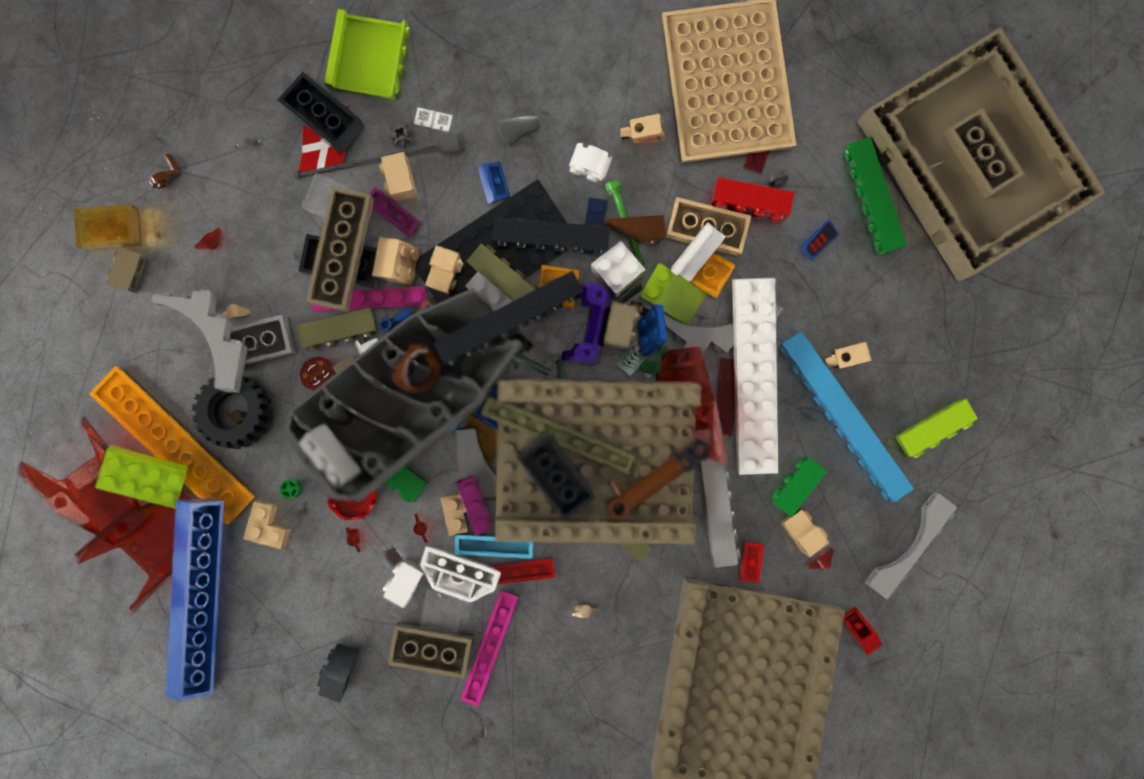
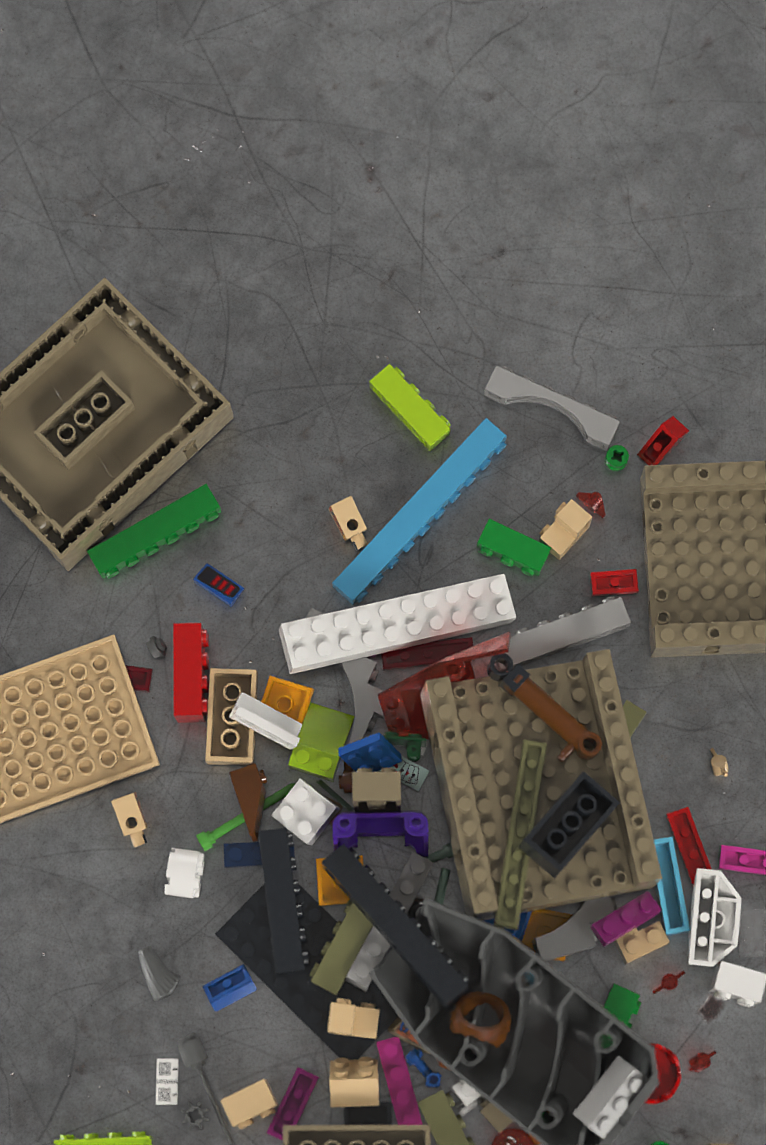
camera: 100 degrees left, 10 degrees down
(853, 587) = (616, 462): none -> green wheel

